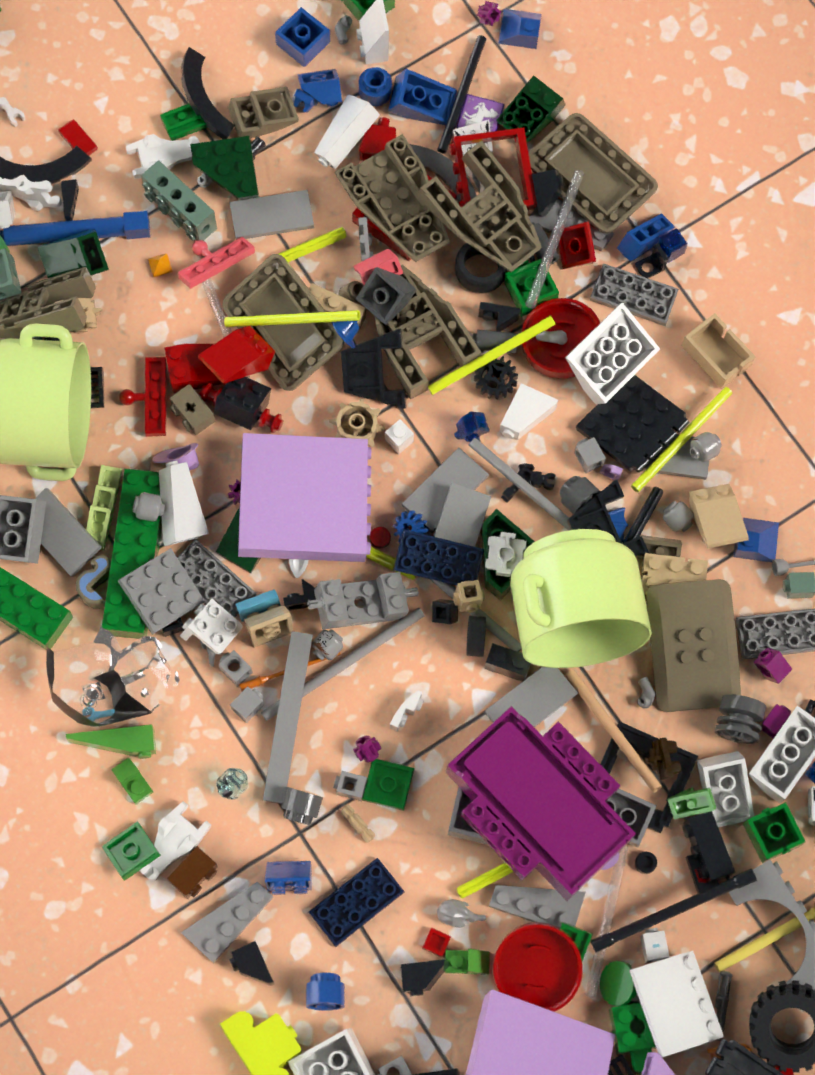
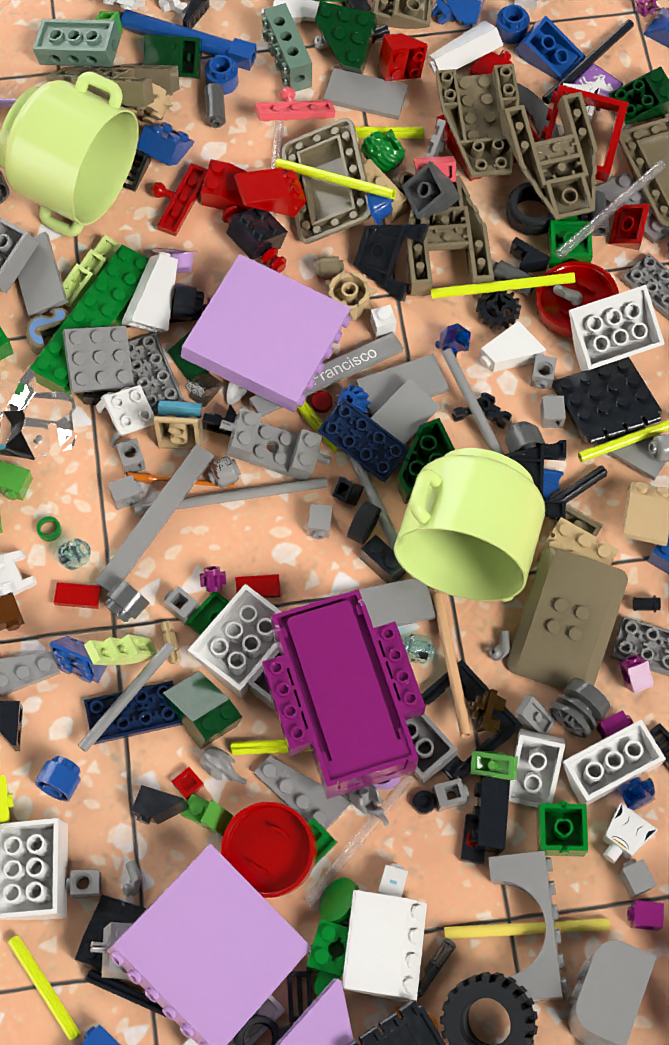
camera: 25 degrees right, 5 degrees down
(110, 347) = (164, 143): none -> blue slope
(128, 264) = (222, 71): none -> blue piece
(137, 289) = (214, 105): none -> dark grey brick
(148, 506) = (123, 281): light grey head -> none
(160, 265) = (246, 96): light orange slope -> none
(189, 399) = (209, 223): dark tan brick -> none
(194, 779) = (54, 536): none -> green piece
(213, 498) = (187, 302): none -> black piece
(252, 819) = (77, 595): none -> red tile
(268, 573) = (203, 388): none -> clear smoke slope
(290, 166) = (401, 57): none -> red slope
(320, 268) = (383, 150): none -> green hair
(323, 404) = (328, 266): none -> dark tan brick
(325, 854) = (121, 651): none -> yellowish green slope
(346, 892) = (126, 697): none -> light grey piece
(384, 496) = (341, 368): none -> light grey tile
(409, 737) = (265, 585): none -> red tile
(410, 705) = (273, 558): white slope -> none
(417, 870) = (202, 708): none -> slope
(421, 794) = (237, 640): none -> white slope
(435, 652) = (319, 521): none -> light grey brick
(435, 1049) = (135, 879): none -> light grey arm
(468, 596) = (374, 483): tan brick -> none
(504, 553) = (422, 454): white piece -> none
(547, 189) = (625, 166): black slope -> none
(564, 413) = (543, 364): none -> light grey brick
(578, 727) = (418, 648): none -> clear light blue head
(599, 887) = (367, 800): none -> light grey piece
(611, 471) = (567, 434): lavender tile -> none
(674, 841) = (454, 786): none -> light grey brick
(678, 516) = (610, 500): light grey head -> none
(704, 743) = (534, 716): none -> light grey slope
(738, 881) = (502, 857): black piece -> none
(751, 597) = (647, 604): none -> black pin

